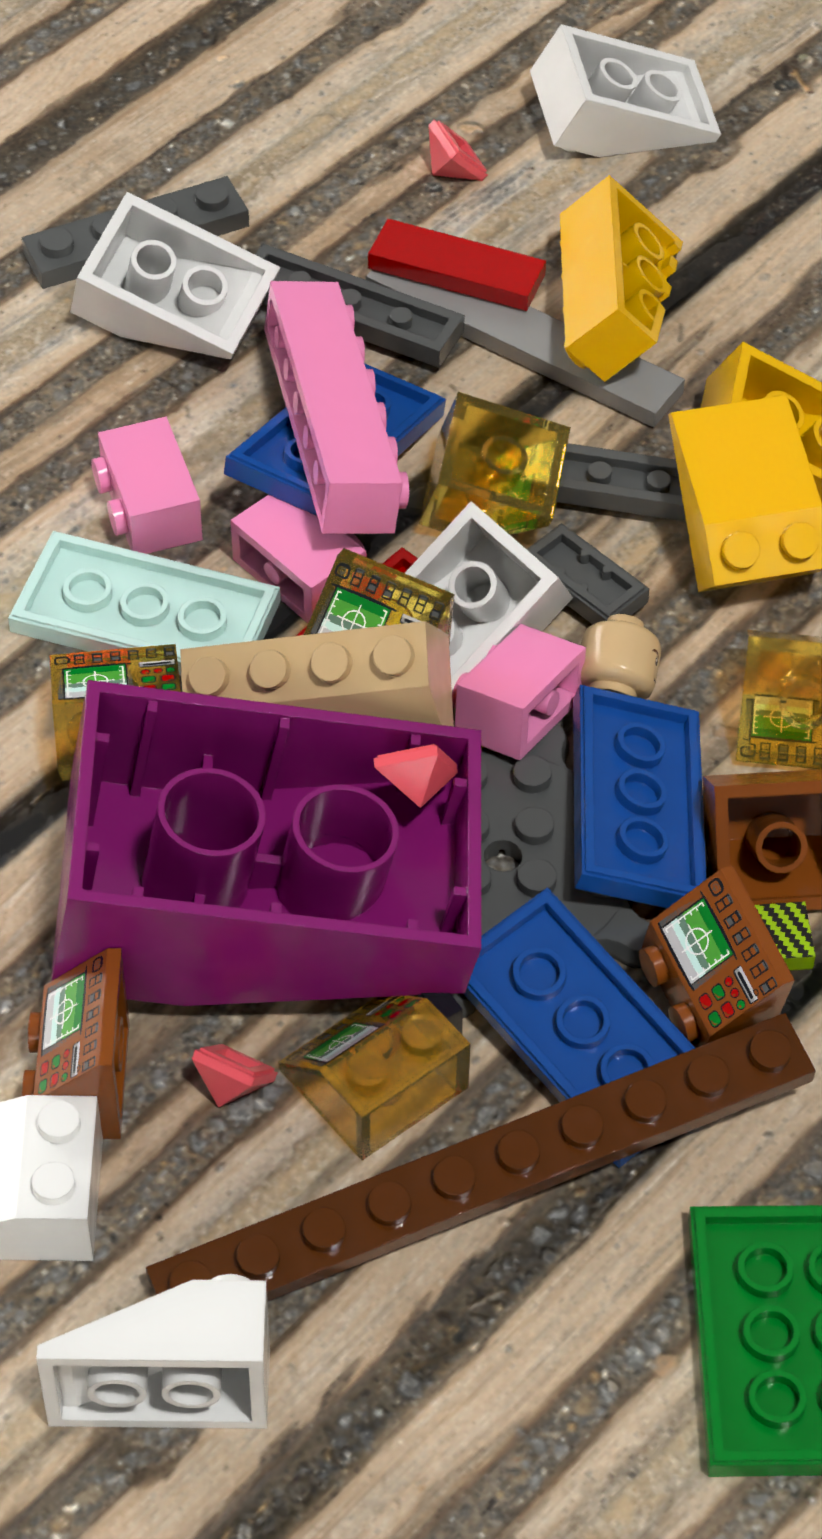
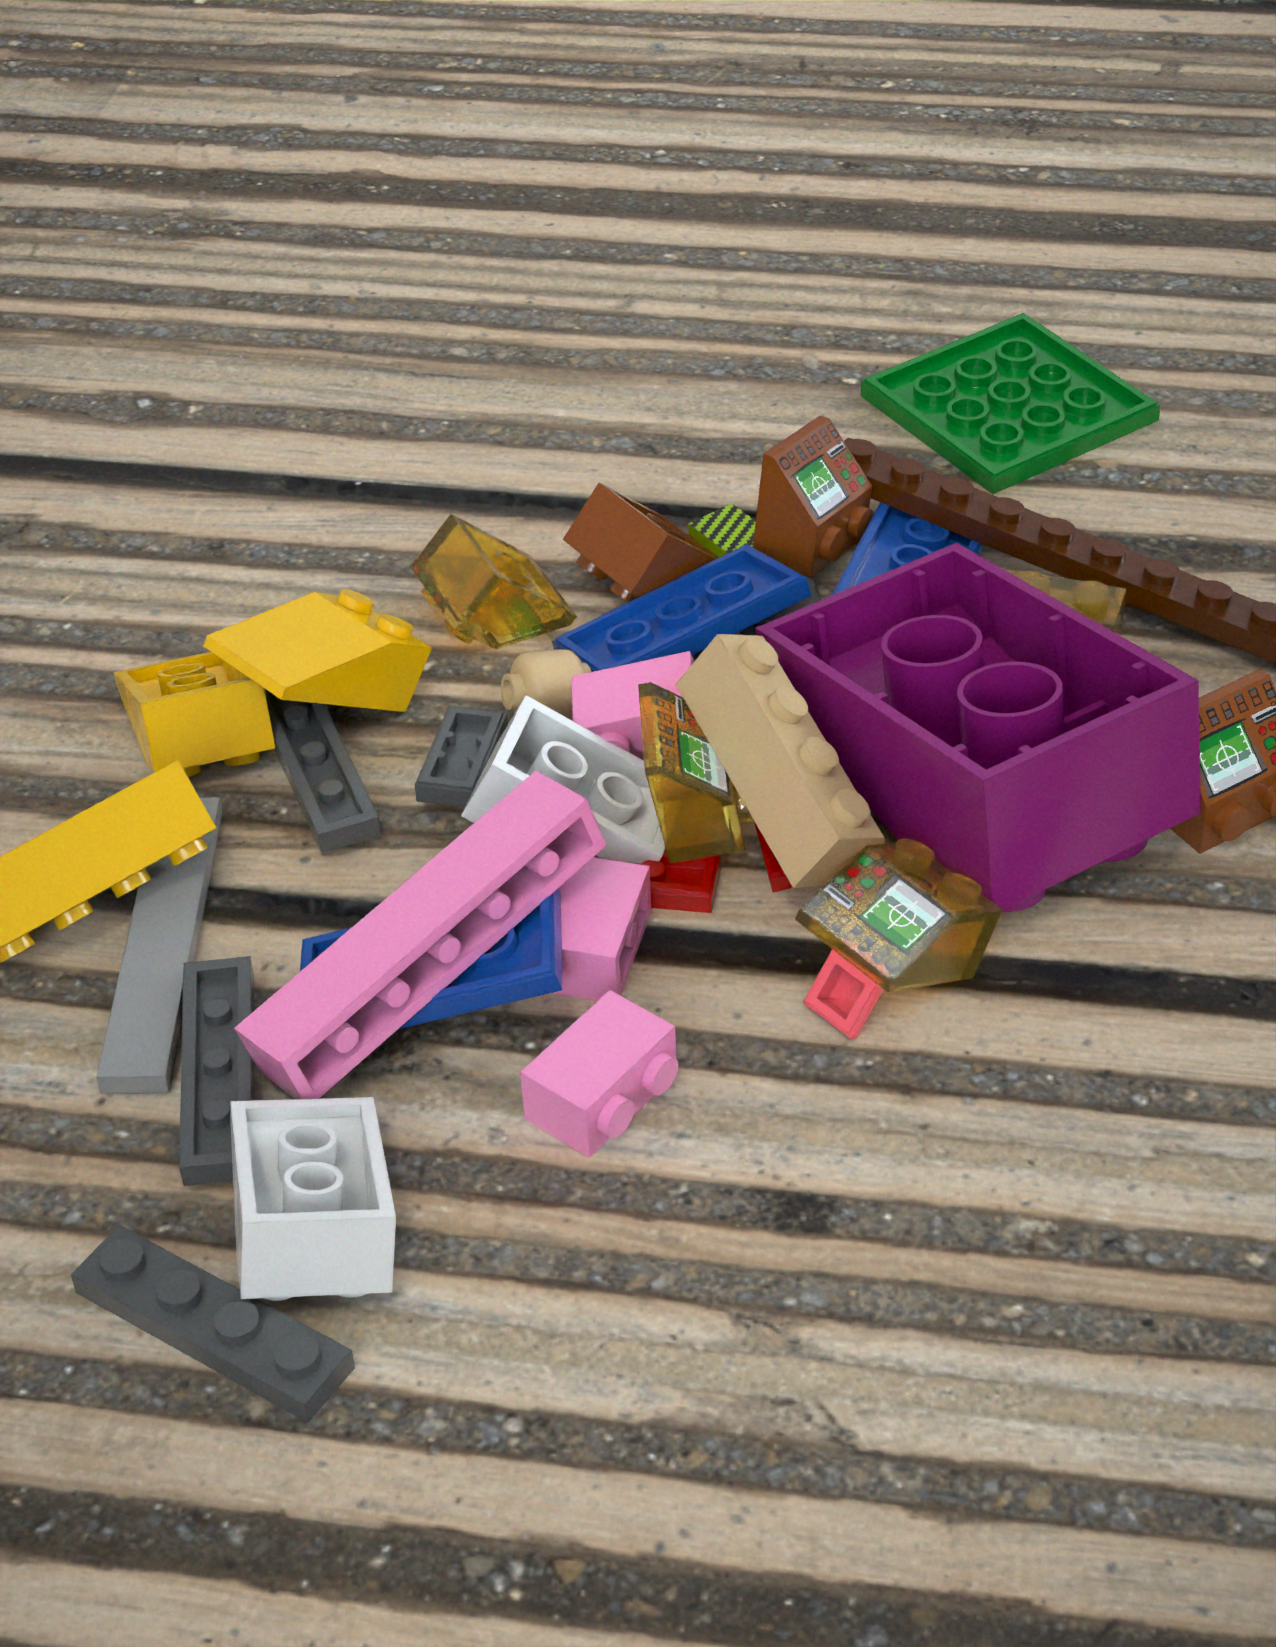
camera: 120 degrees left, 10 degrees down
(122, 598) = (742, 1021): light aqua tile -> none
(417, 771) = (829, 637): coral slope -> none
(457, 264) = (110, 1004): red tile -> none
(499, 462) = (387, 831): clear yellow slope -> none

